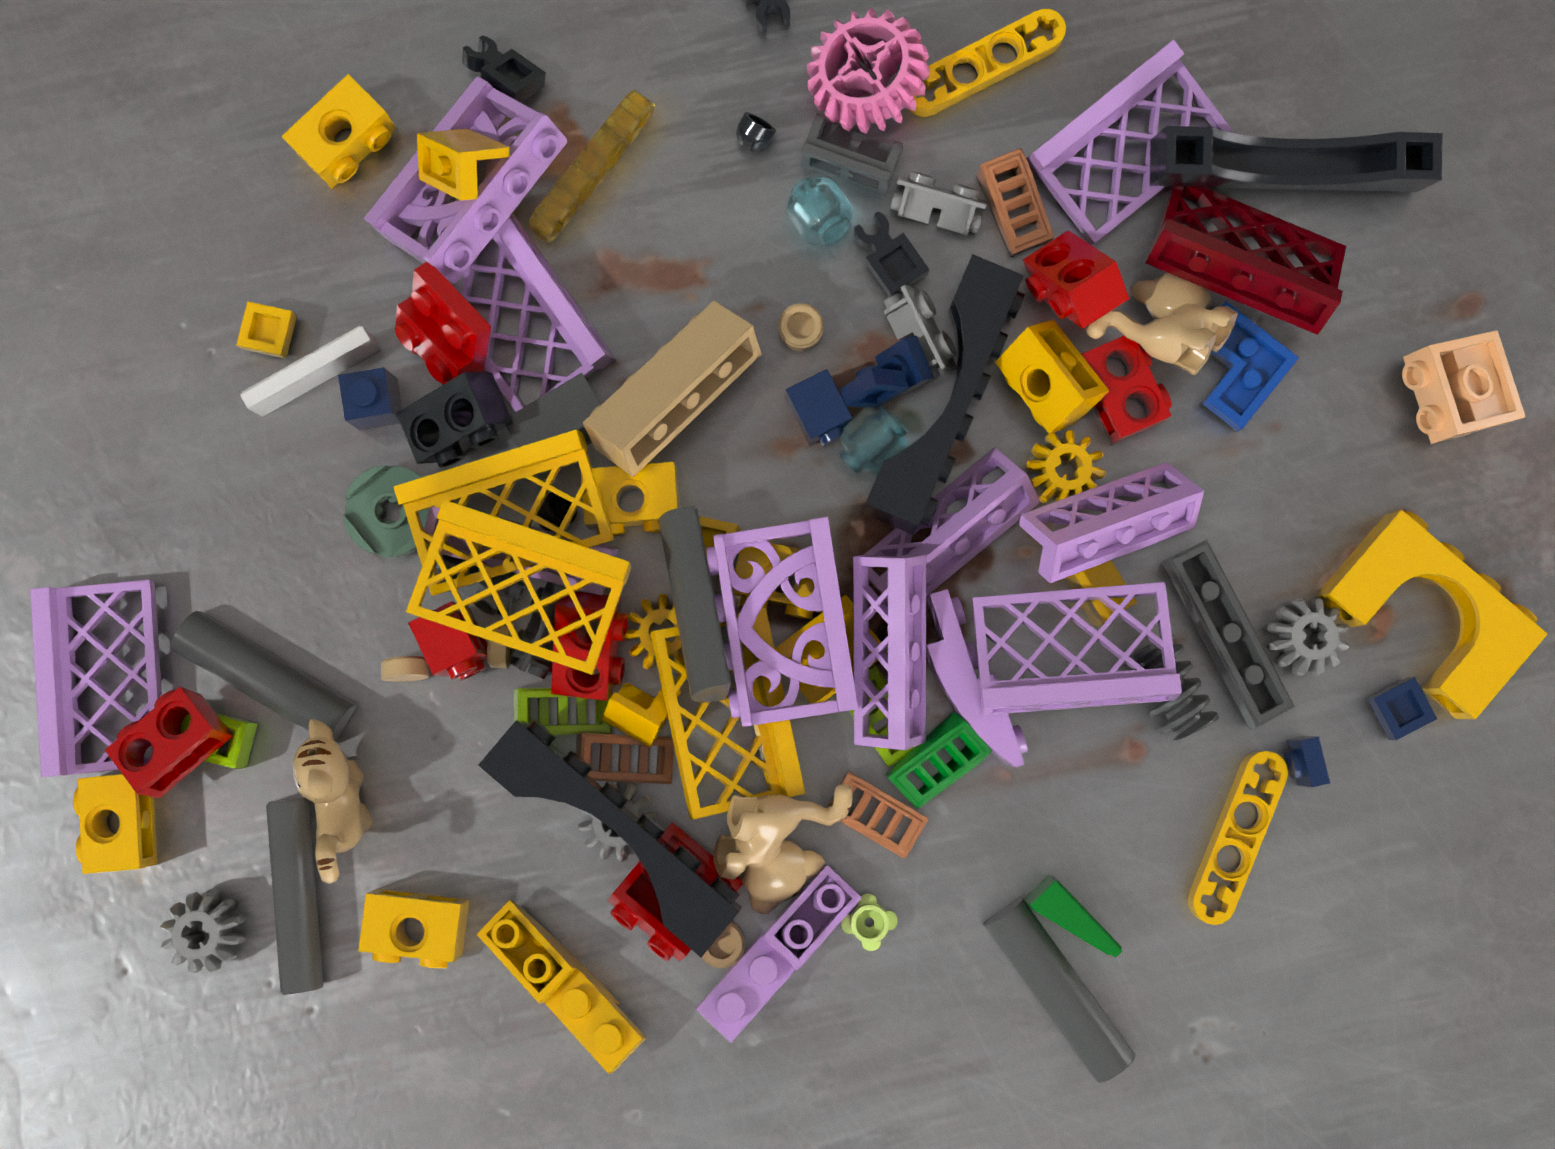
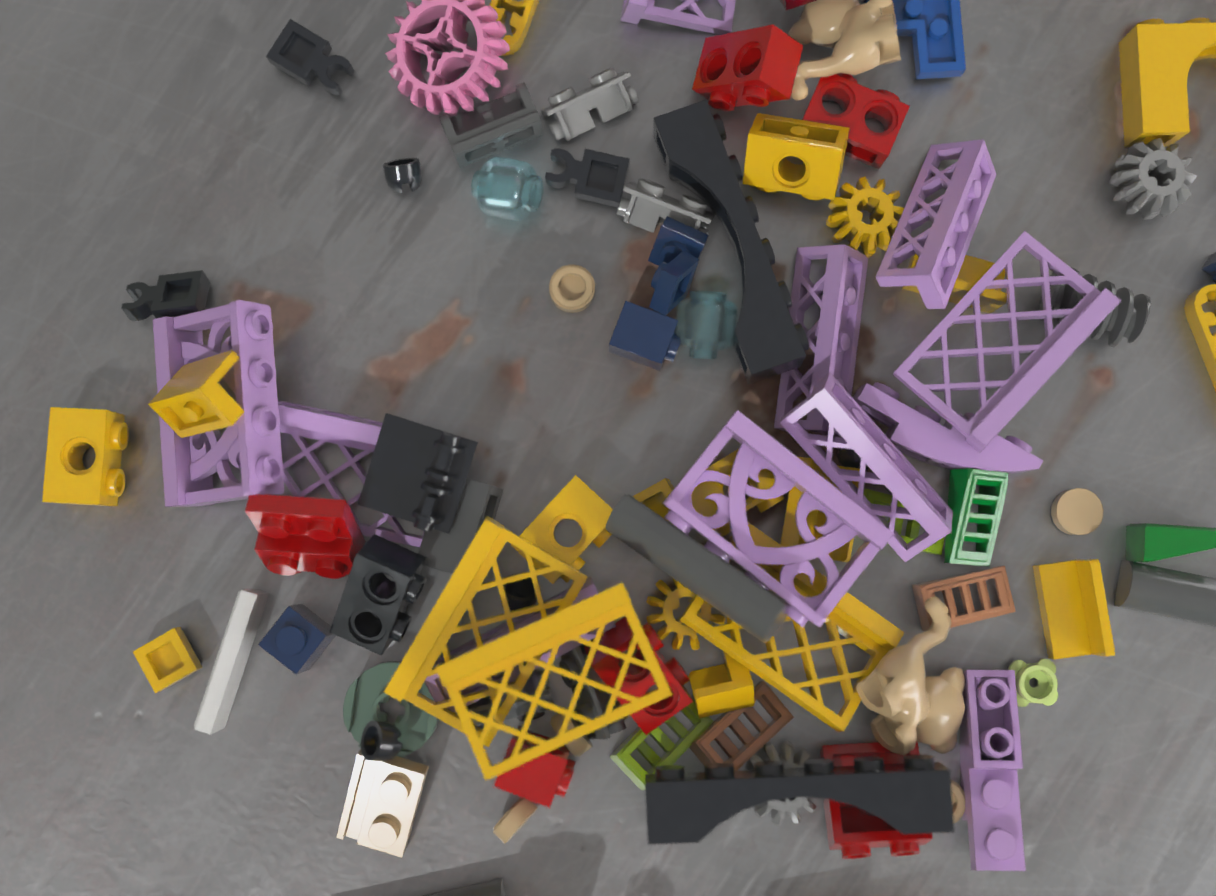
camera: 45 degrees left, 0 degrees up
(323, 569) = (382, 803): none -> plate
(361, 523) = (380, 741): none -> black hinge
(561, 356) = (417, 473): none -> black hinge
(591, 166) = (303, 309): clear yellow beam -> none
(672, 388) = (523, 420): tan brick -> none
(947, 894) = (1073, 609): none -> yellow panel
(993, 191) = (653, 39): nougat slope -> none
(1019, 829) = (1077, 511): none -> tan tile
(1228, 634) = (1094, 229): dark grey brick -> none

